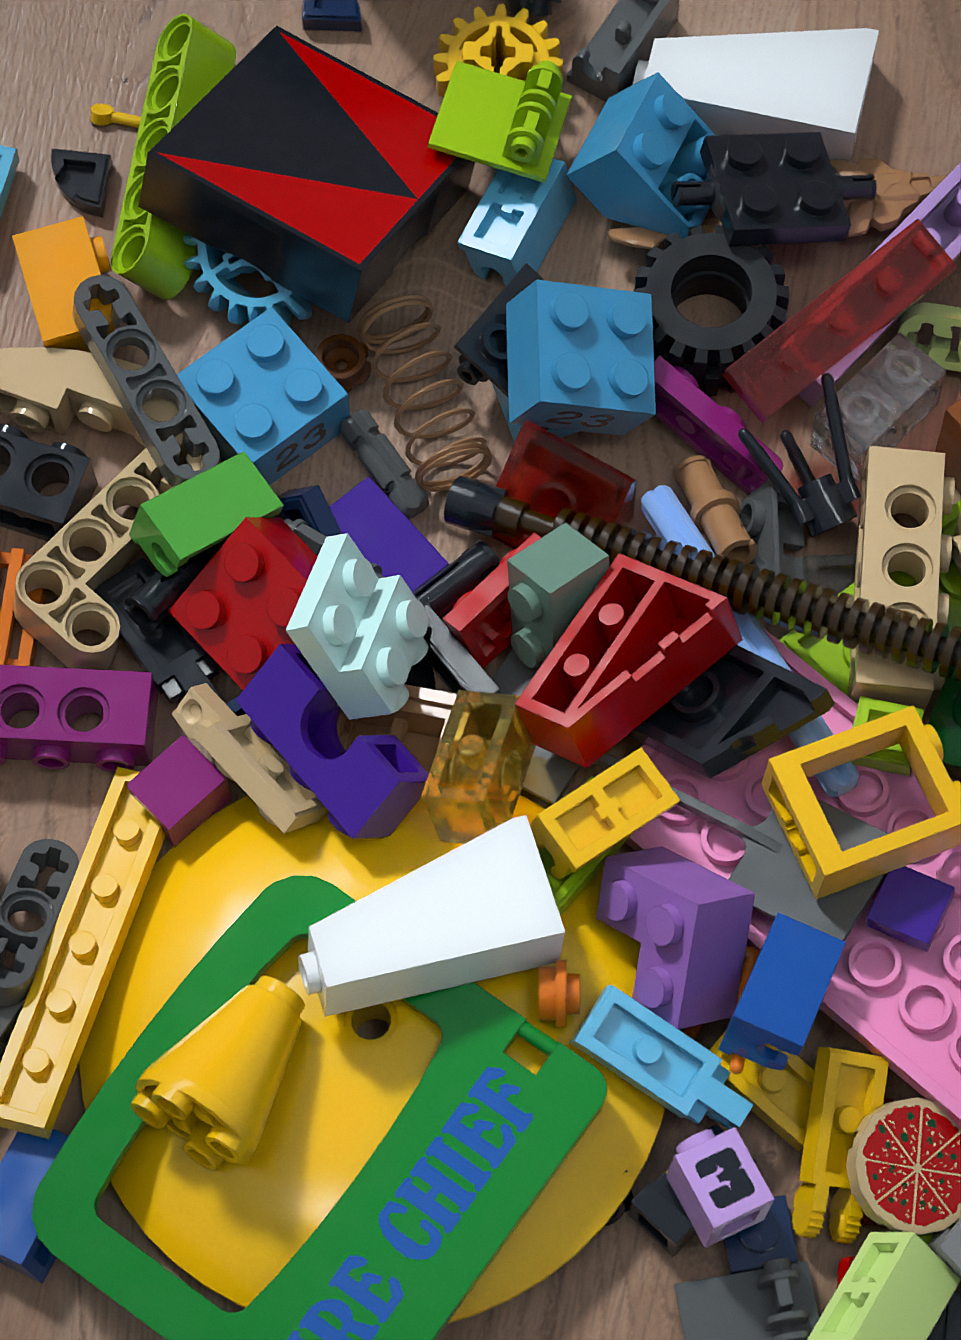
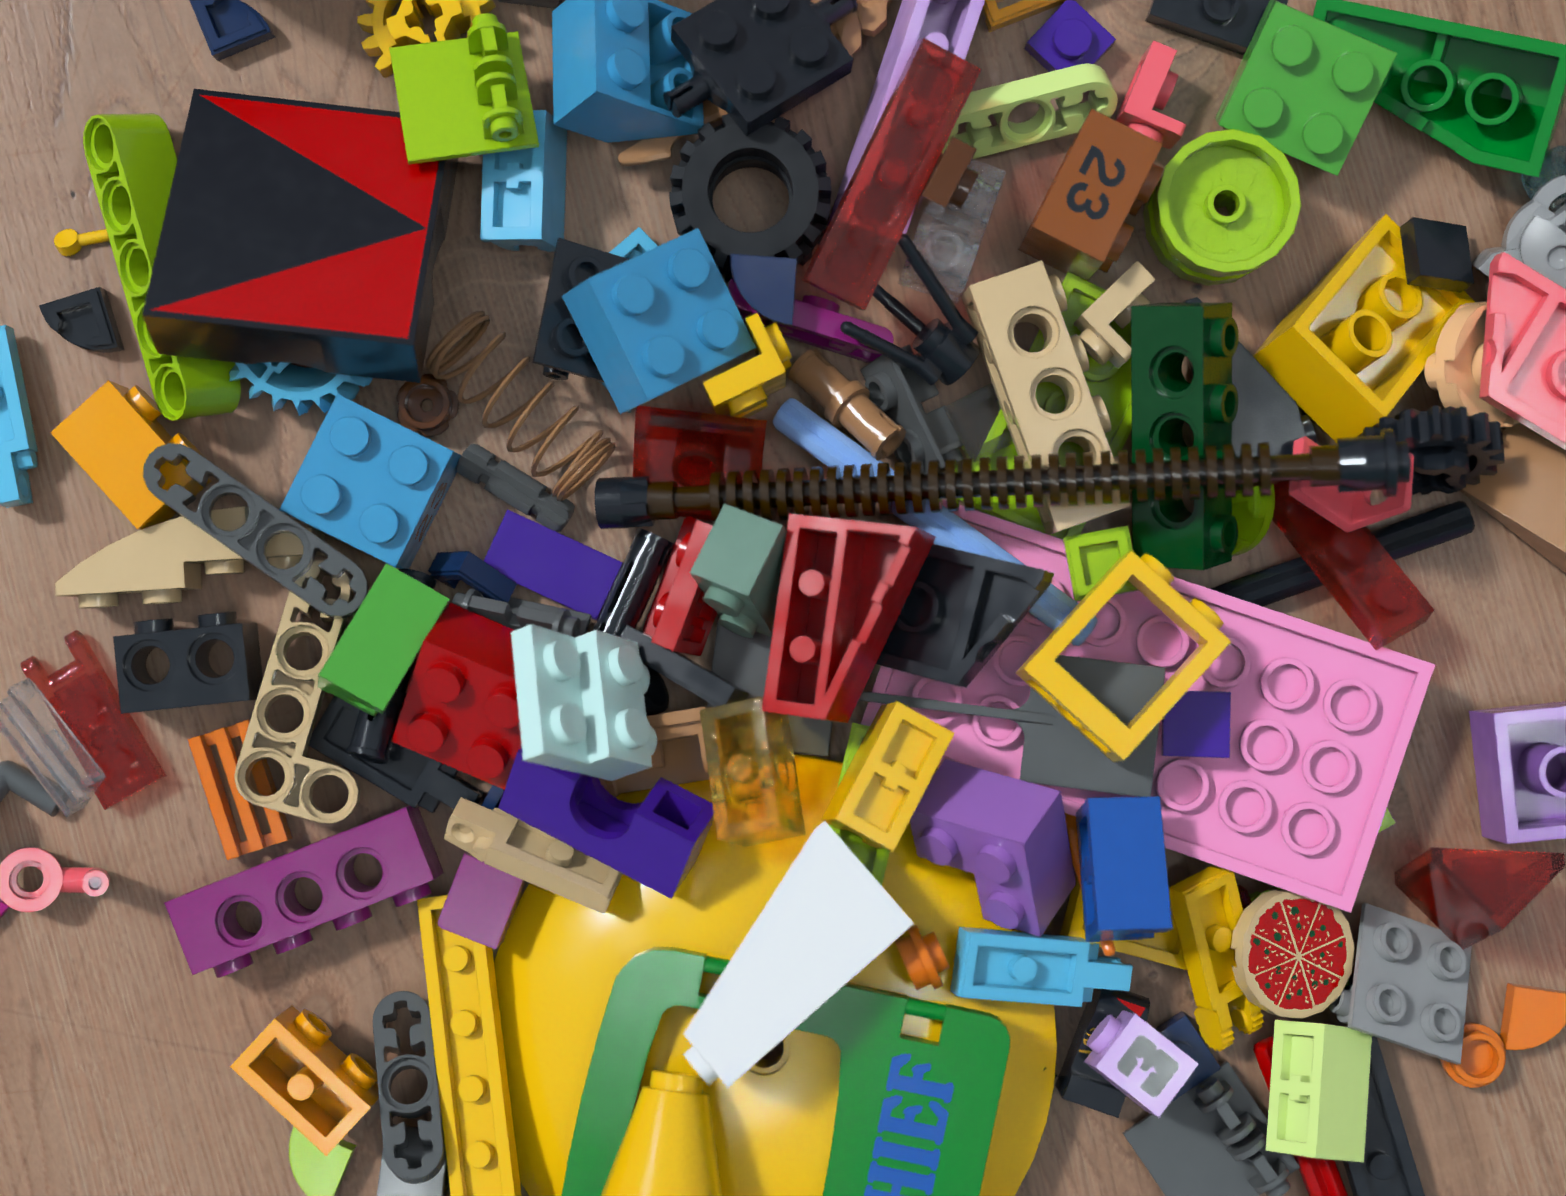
camera: 30 degrees left, 20 degrees up
(642, 442) = (745, 387): none -> yellow bracket
(689, 368) = (766, 284): none -> dark blue tile
(888, 343) = (950, 180): none -> reddish brown plate

